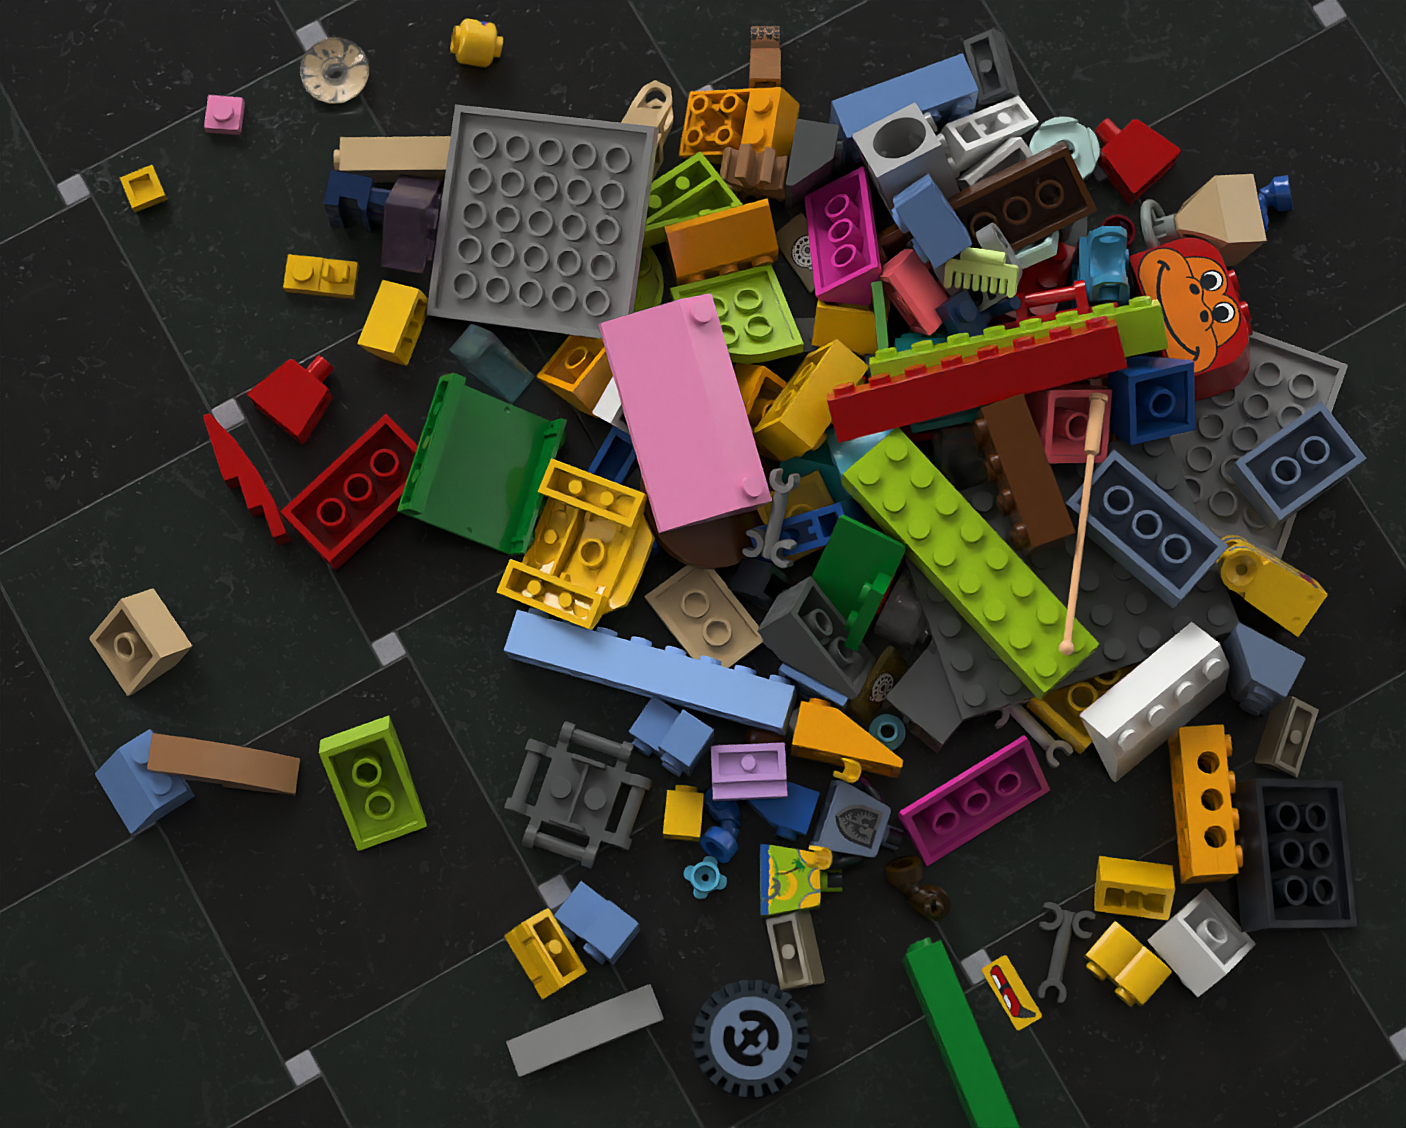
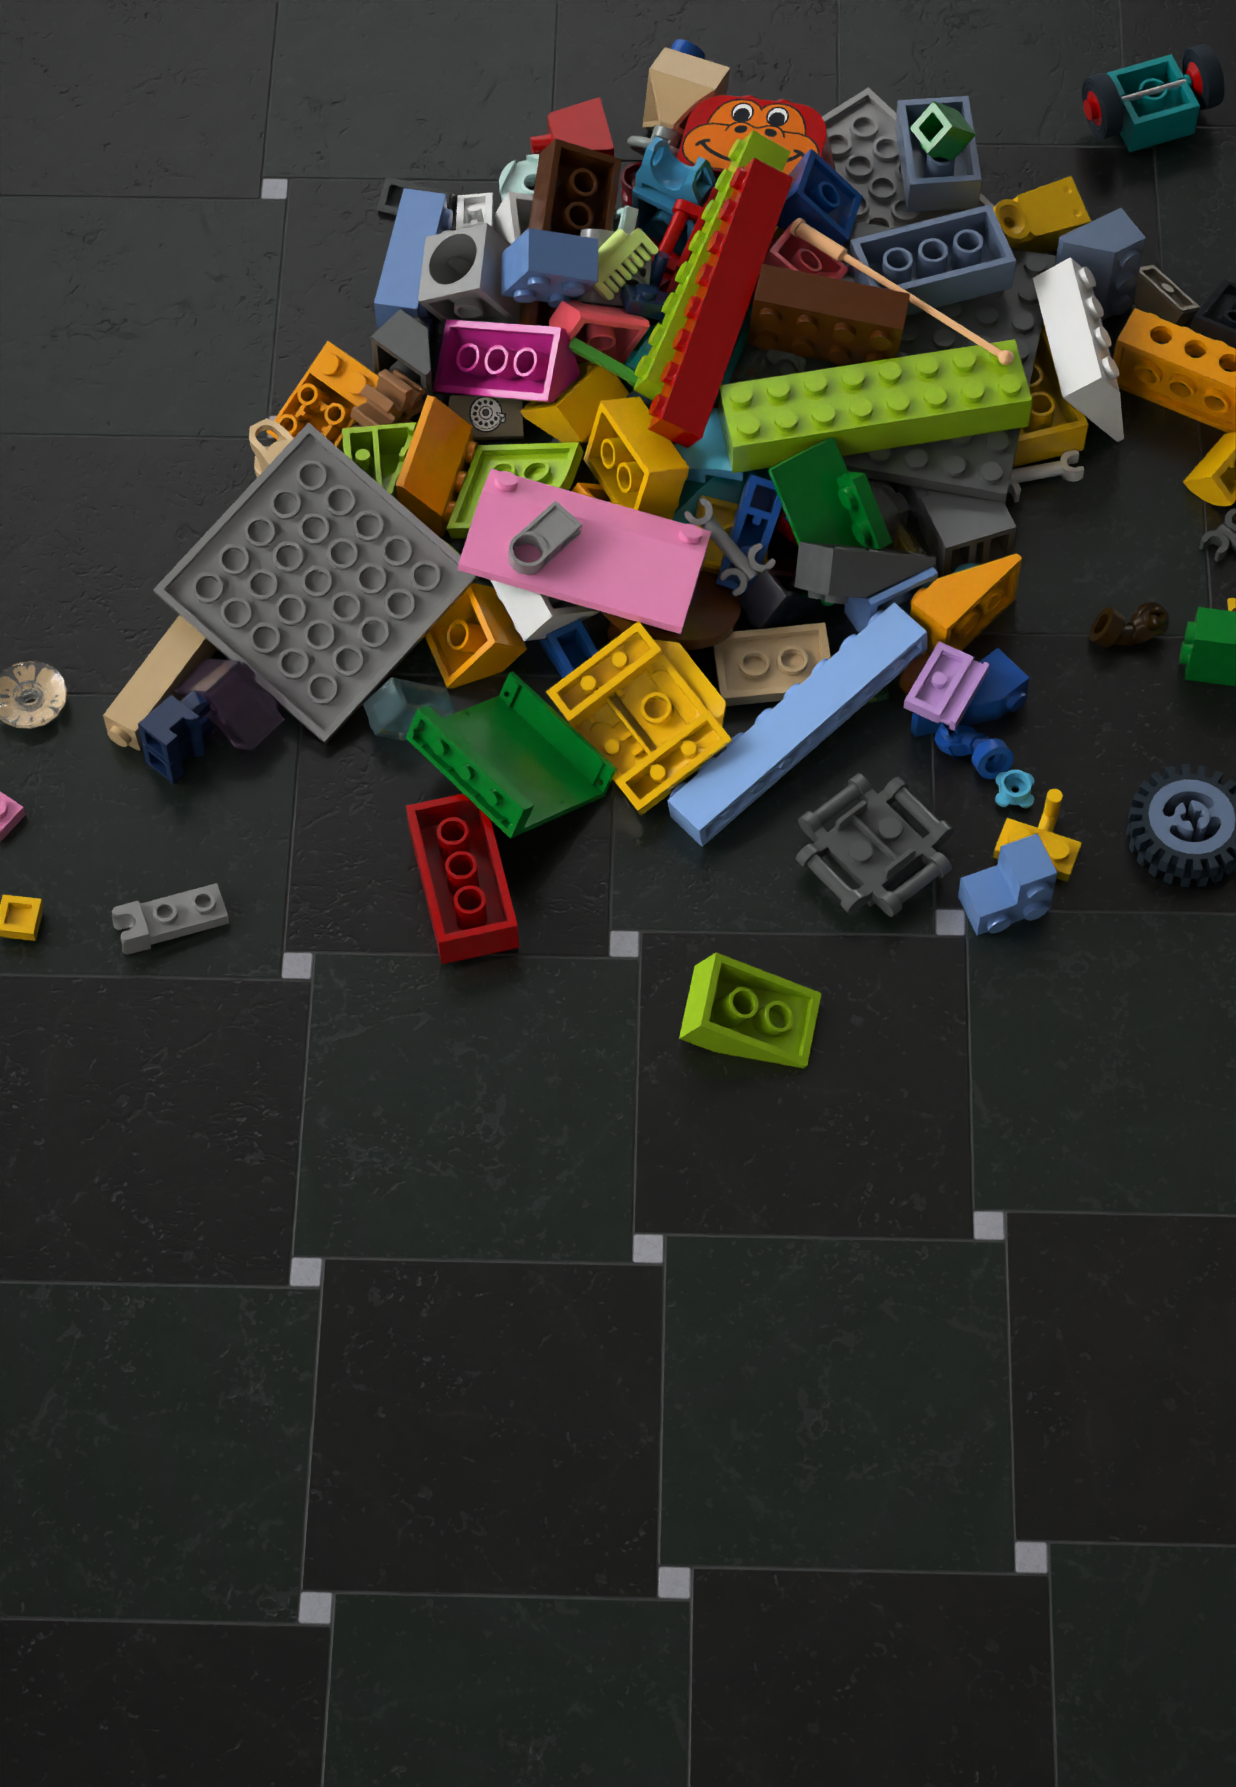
camera: 60 degrees left, 15 degrees down
(136, 793) = (619, 1216): medium blue slope -> none
(140, 640) = (475, 1149): tan slope -> none
(210, 298) = (169, 917): none -> light grey plate
(223, 764) = (650, 1128): medium nougat slope -> none
(239, 471) = (364, 971): red slope -> none
(294, 396) = (327, 891): red torso -> none
(320, 276) = (220, 814): yellow plate -> none
(394, 322) = (312, 770): yellow brick -> none
(476, 43) = (92, 567): yellow head -> none
(545, 953) = (1010, 946): yellow brick -> none
(585, 1030) = (1101, 955): light grey slope -> none
(662, 925) = (1060, 849): none -> yellow plate
(671, 375) = (549, 533): none -> light grey piece
(672, 736) = (874, 740): medium blue brick -> none
(683, 814) = (946, 772): yellow brick -> none
(765, 57) = (281, 355): medium nougat leg -> none
(789, 884) = (1061, 719): torso -> none
(795, 950) = (1124, 755): dark tan slope -> none
(852, 822) = (1037, 637): torso -> none
(974, 801) = (1074, 544): dark pink slope -> none
(1296, 460) = (942, 131): none -> green brick

